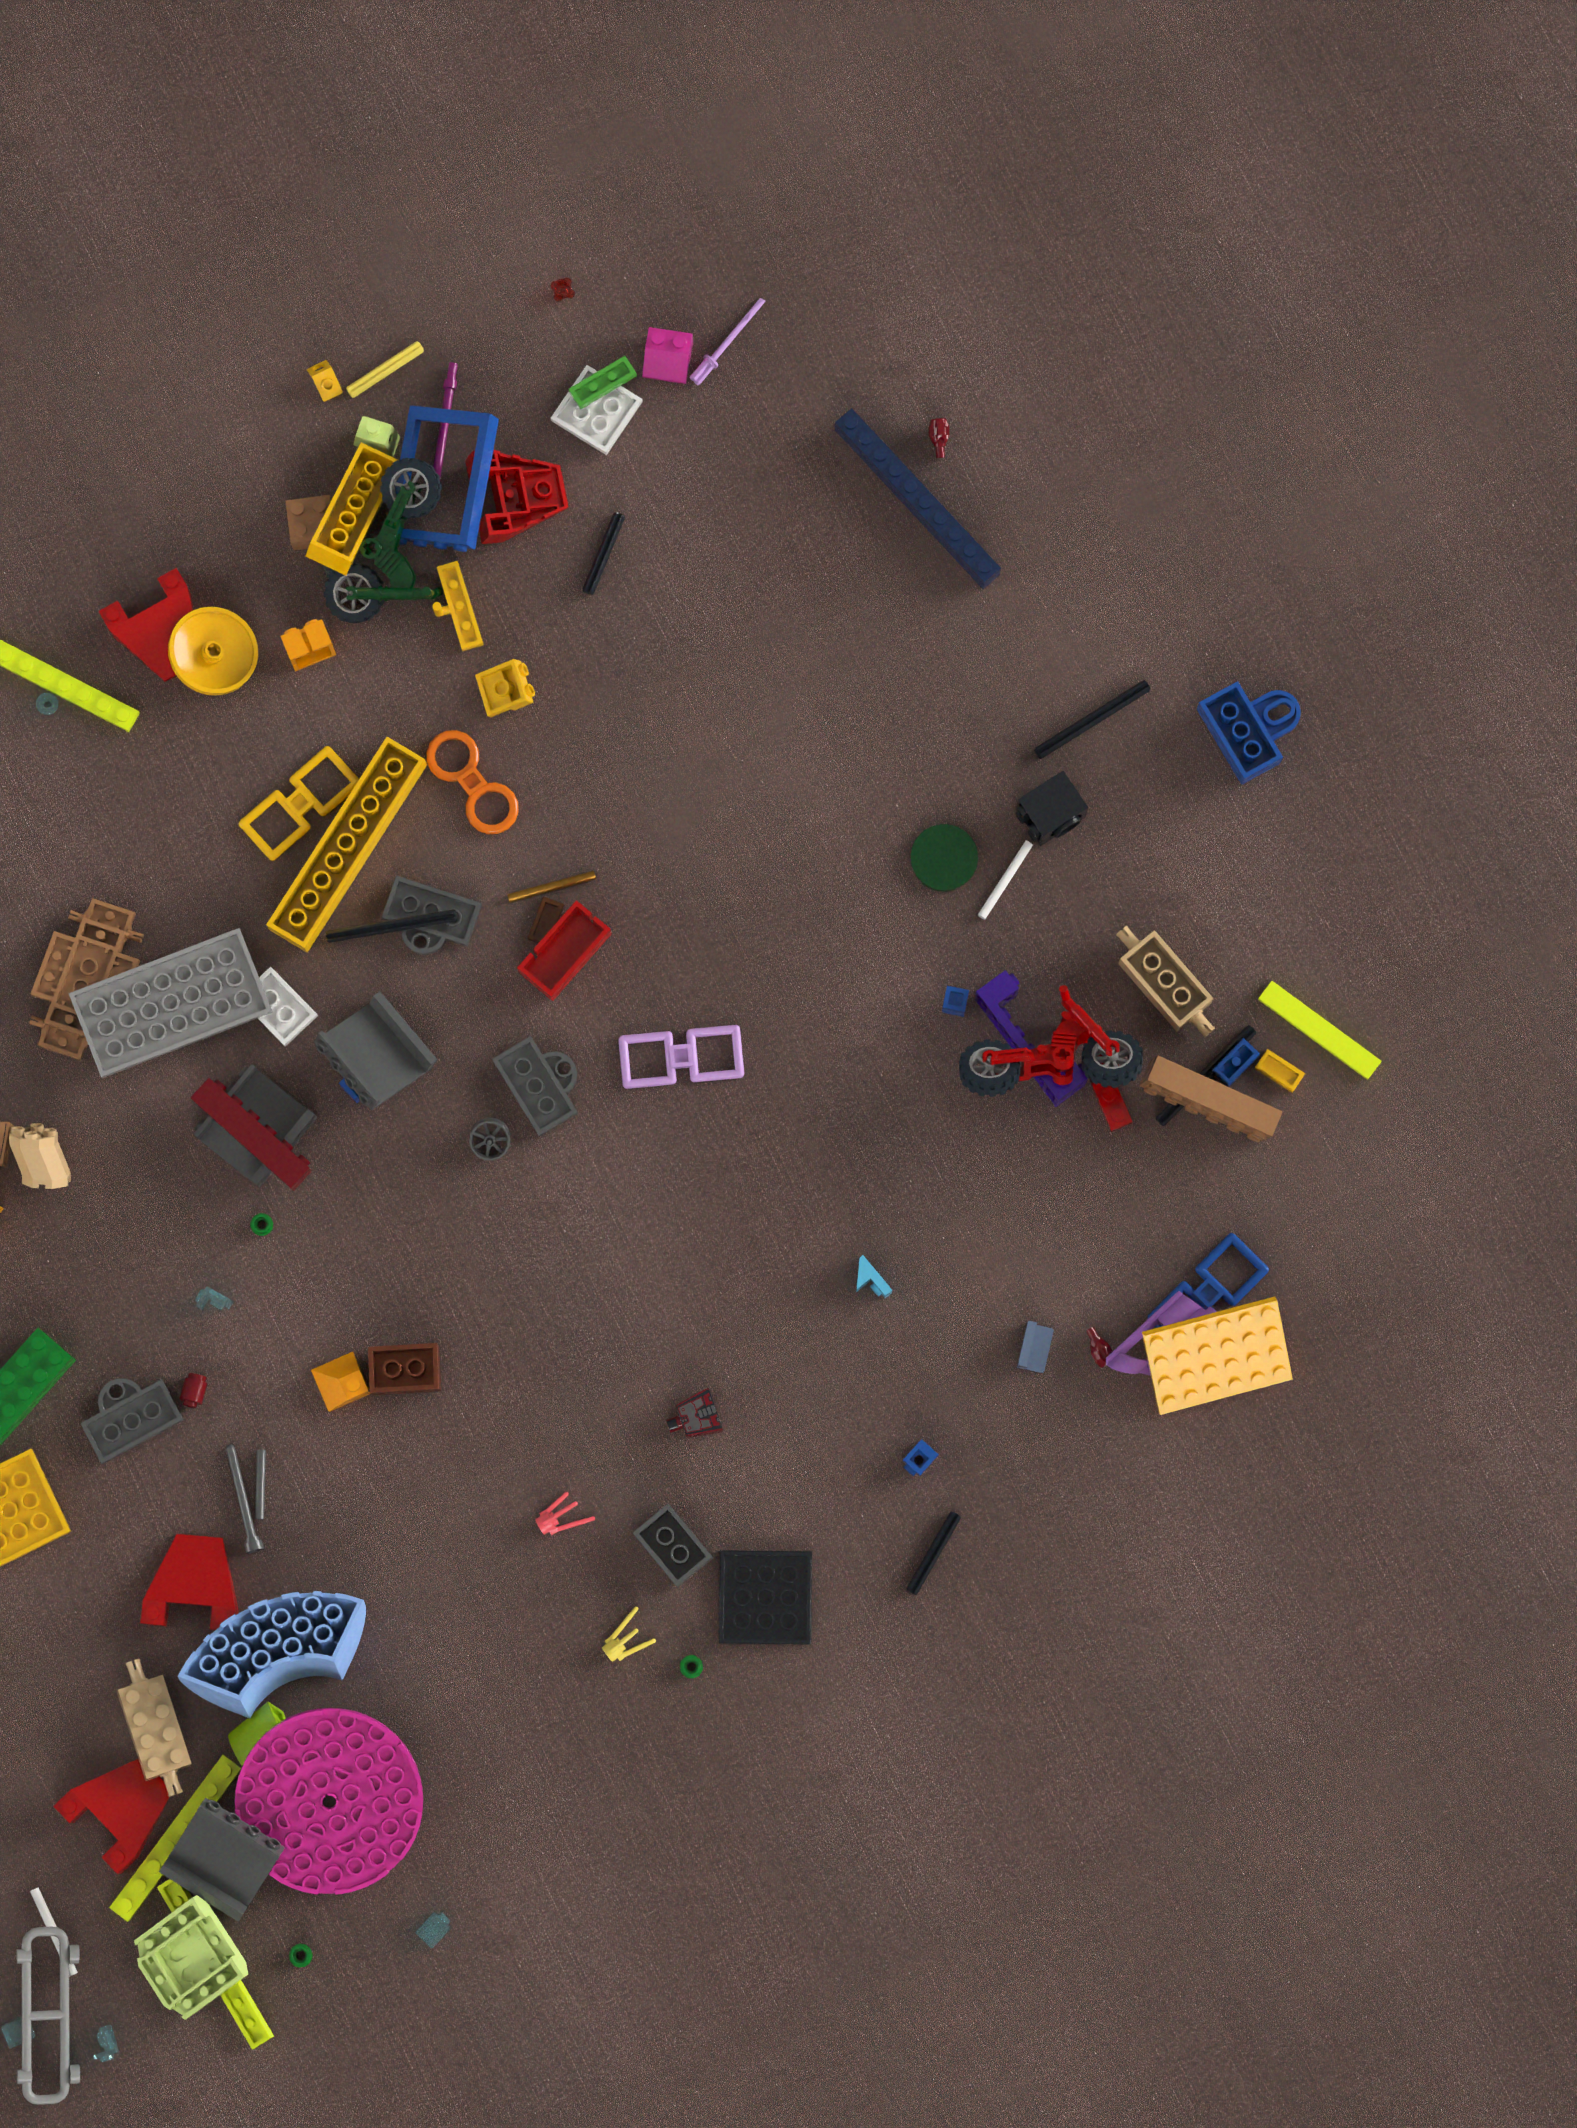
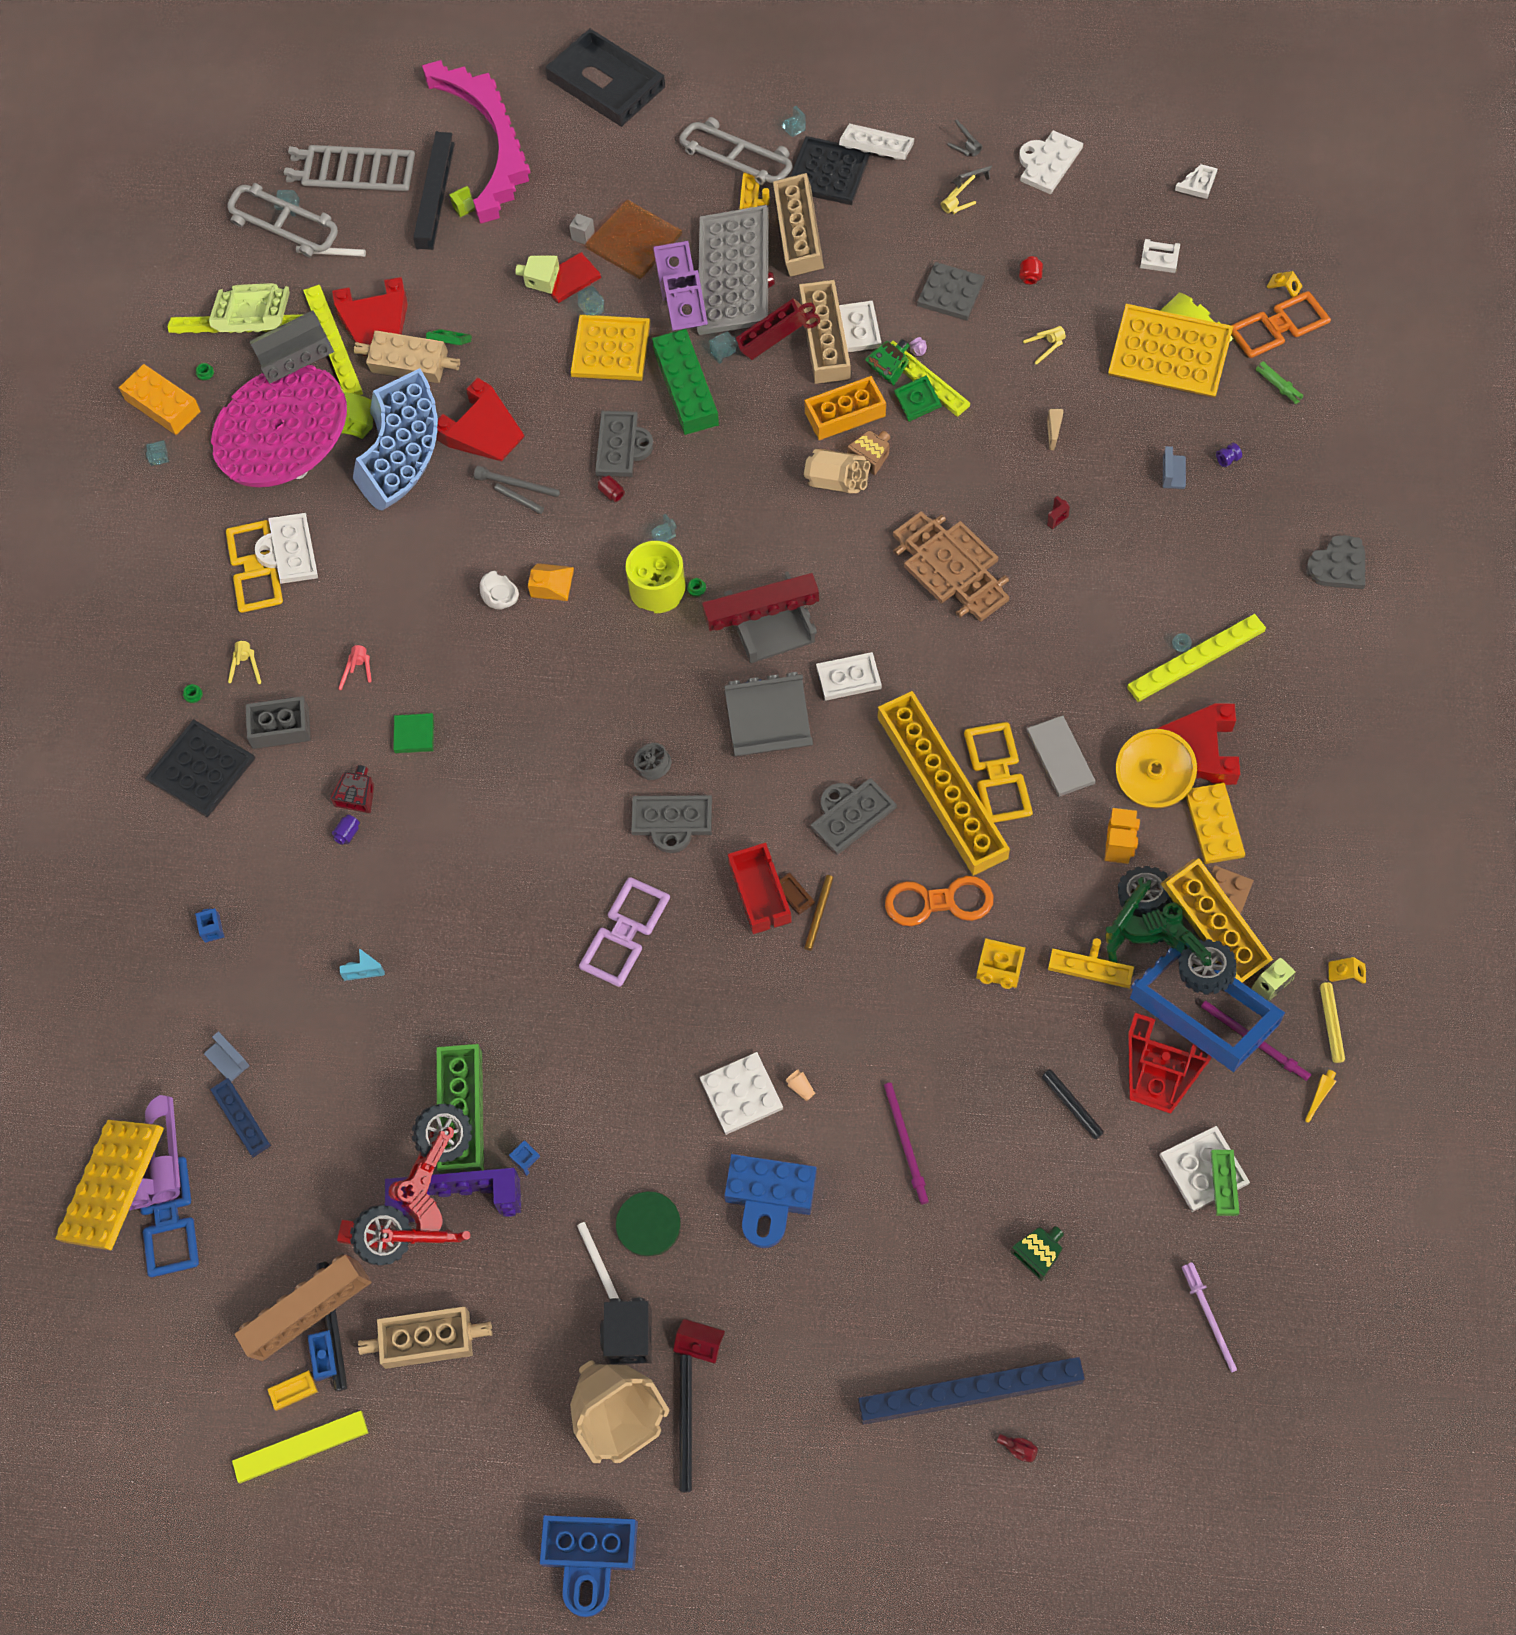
camera: 125 degrees right, 15 degrees down
(101, 1697) = (449, 336): none -> green tile
(107, 2040) = (240, 245): clear light blue bracket -> none
(170, 1003) = (894, 602): light grey plate -> none
(237, 571) = (1215, 823): none -> yellow plate
(246, 753) = (1060, 756): none -> light grey tile
(275, 1246) = (655, 576): none -> neon yellow brick
(367, 1975) = (159, 399): none -> light orange brick
(390, 1421) = (498, 591): none -> white piece
(391, 926) = (858, 779): black axle -> none
(404, 1369) = (527, 619): copper brick -> none
(454, 346) = (1325, 1084): none -> yellow piece
(467, 1686) = (289, 548): none -> white plate
(508, 1713) = (252, 568): none -> yellow bar
(562, 283) = (1336, 1199): clear red plate -> none
(598, 1405) = (413, 733): none -> green tile
(667, 355) = (1222, 1255): dark pink slope -> none
(733, 802) = (798, 1083): none -> light nougat cone
(743, 1395) = (345, 830): none -> dark purple brick
(759, 508) = (1039, 1250): none -> dark green torso
(760, 646) = (918, 1181): none -> magenta bar
(773, 850) = (741, 1093): none -> white plate
(851, 766) = (771, 1191): none -> blue brick
(931, 1099) = (462, 1086): none -> bright green brick
(933, 1553) = (140, 897): black axle -> none
(1017, 749) = (698, 1341): none -> dark red panel
(1080, 1290) = (240, 1117): none -> dark blue plate
(1099, 1348) = (187, 1104): dark red piece -> none
(1121, 778) = (615, 1411): none -> tan piece

